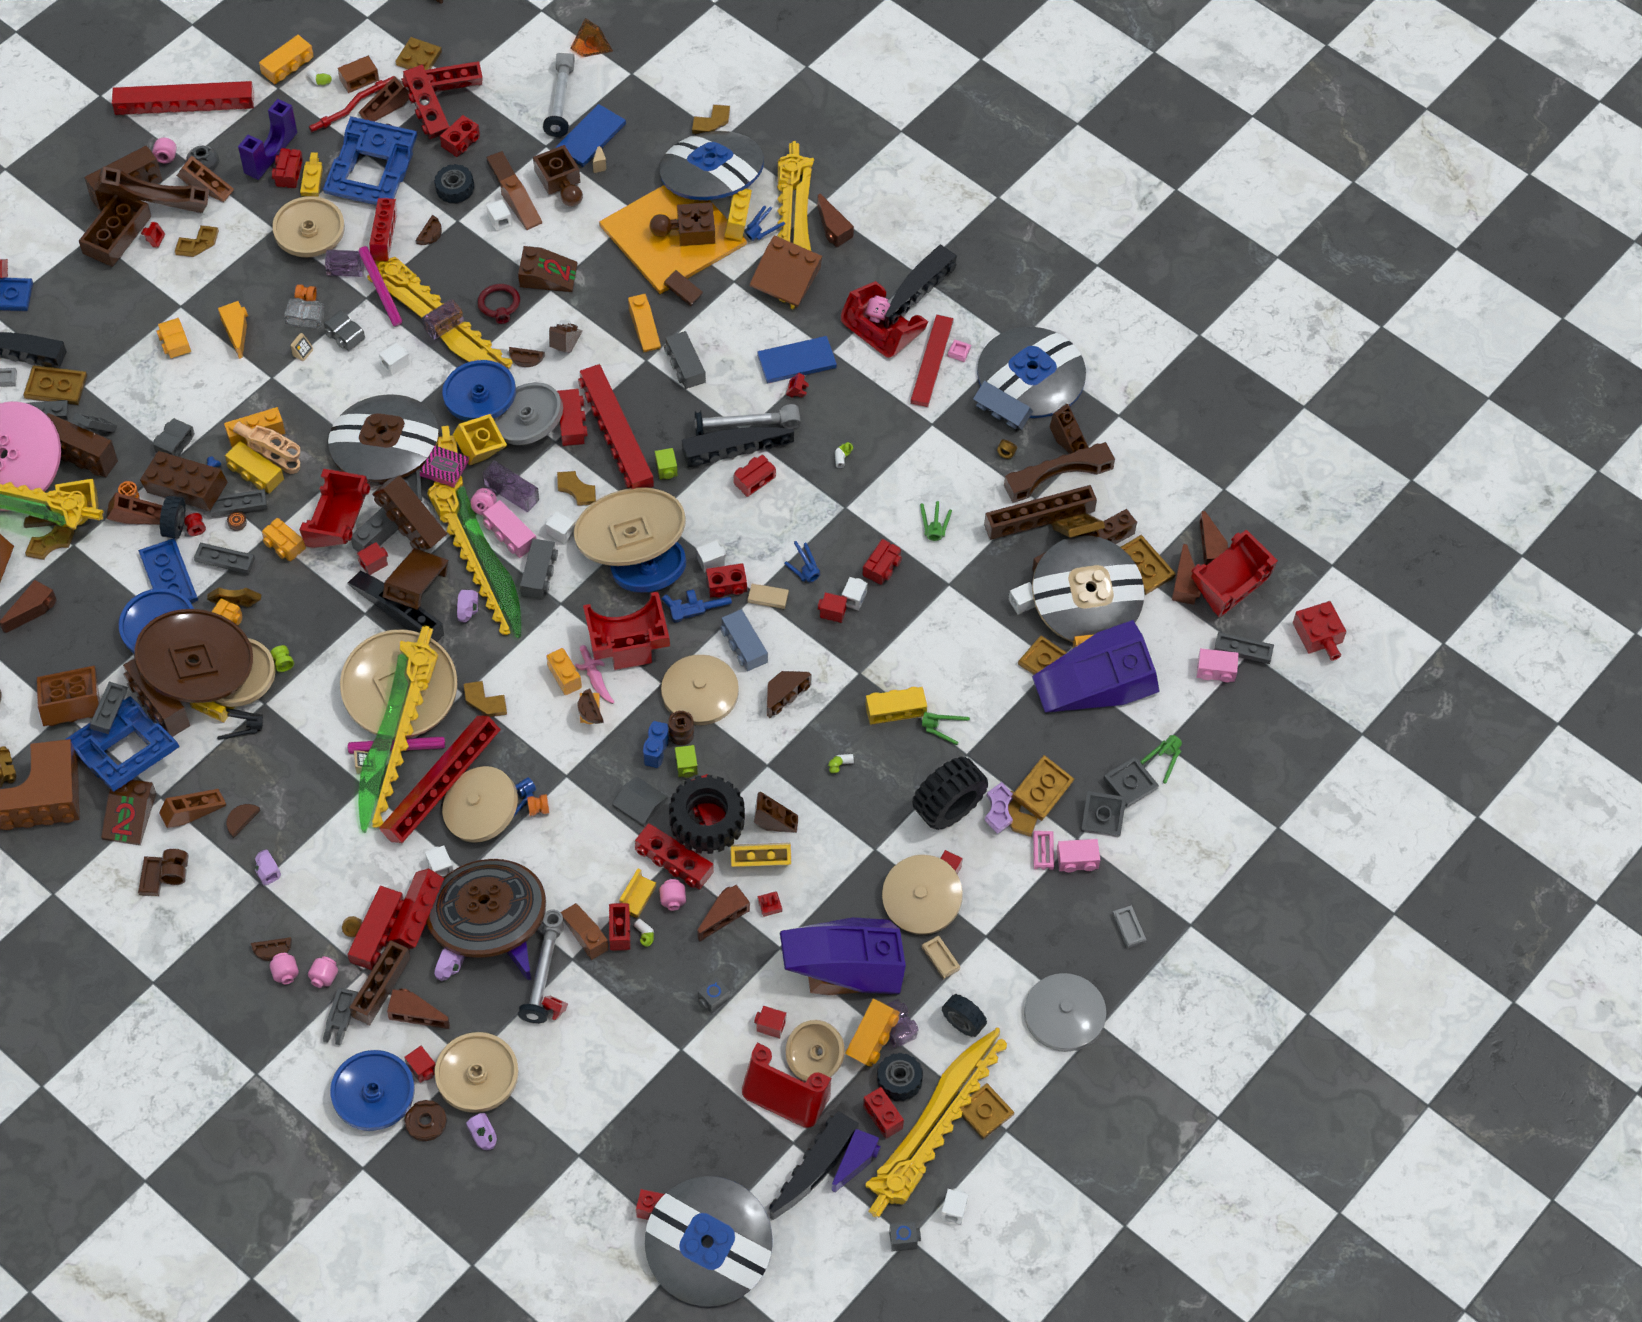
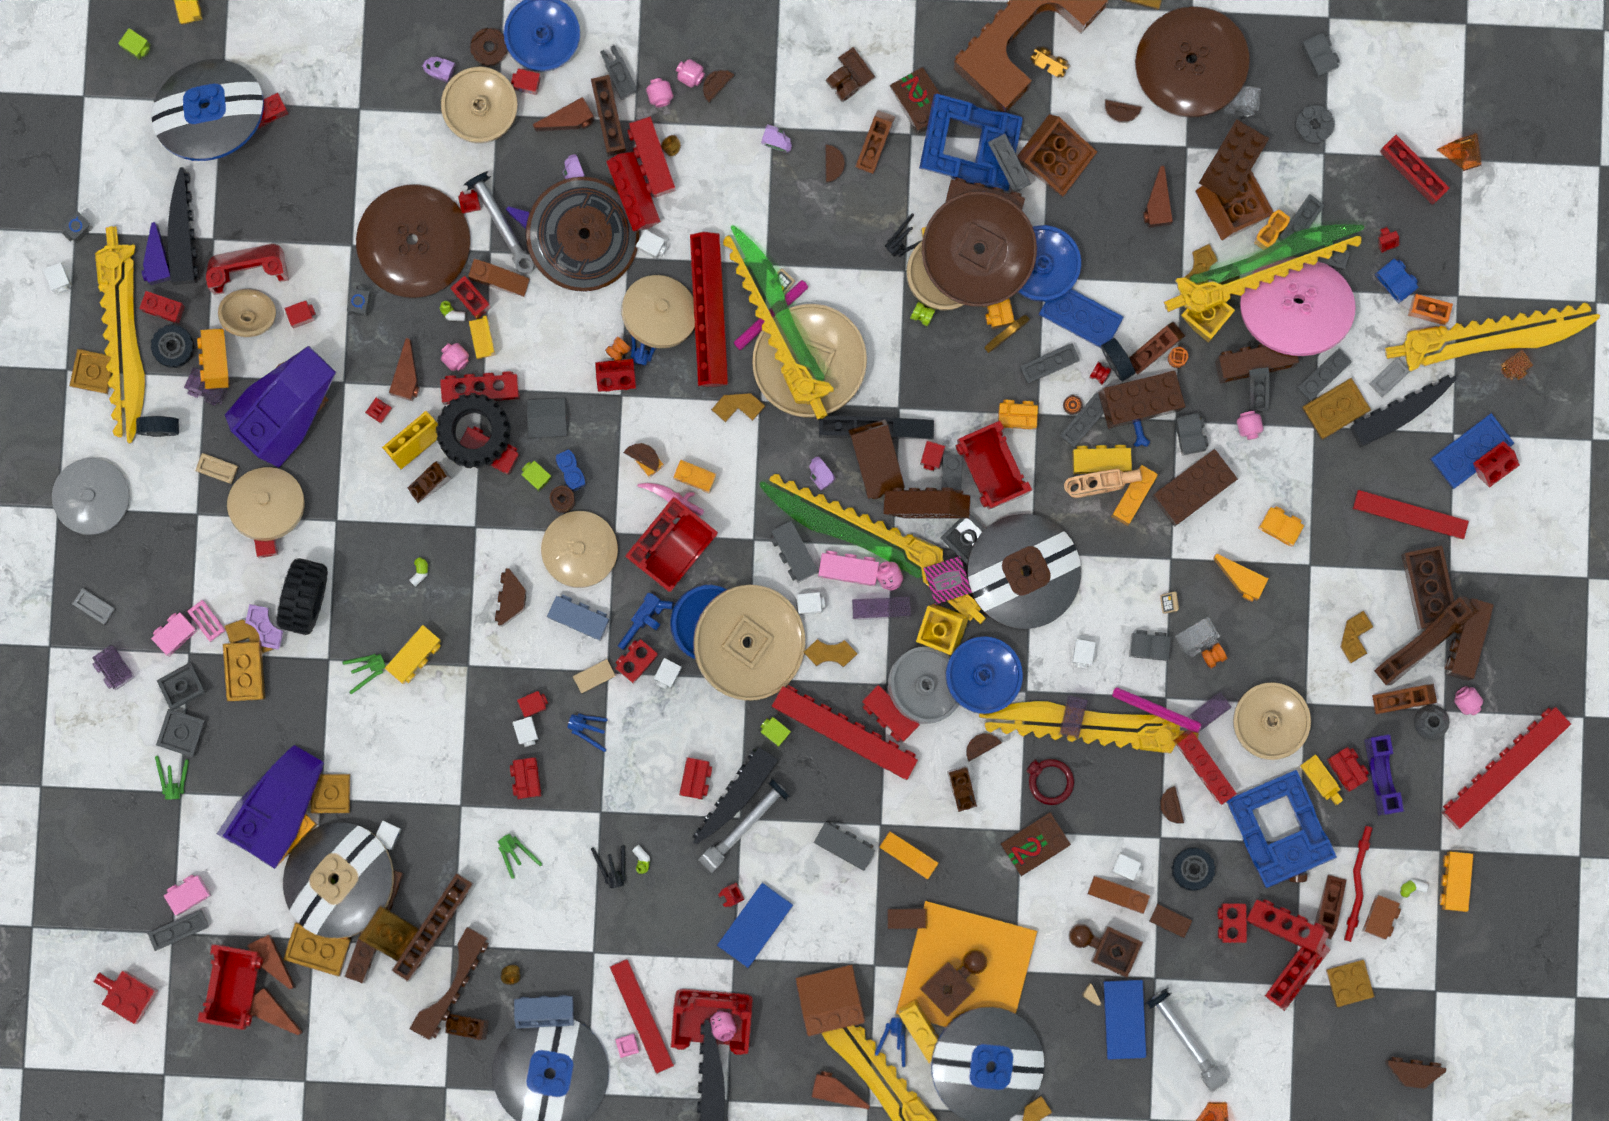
camera: 140 degrees right, 25 degrees up
(79, 285) = (1410, 514): none -> red tile
(125, 414) = (1250, 425): none -> bright pink head
(153, 234) = (1395, 610): red tile -> none
(206, 401) = (1194, 487): none -> reddish brown brick
(557, 784) = (615, 375): none -> red brick
(630, 1039) = (416, 268): none -> reddish brown dish
(873, 455) = (615, 878): none -> black plant
(1149, 866) = (112, 667): none -> clear purple brick

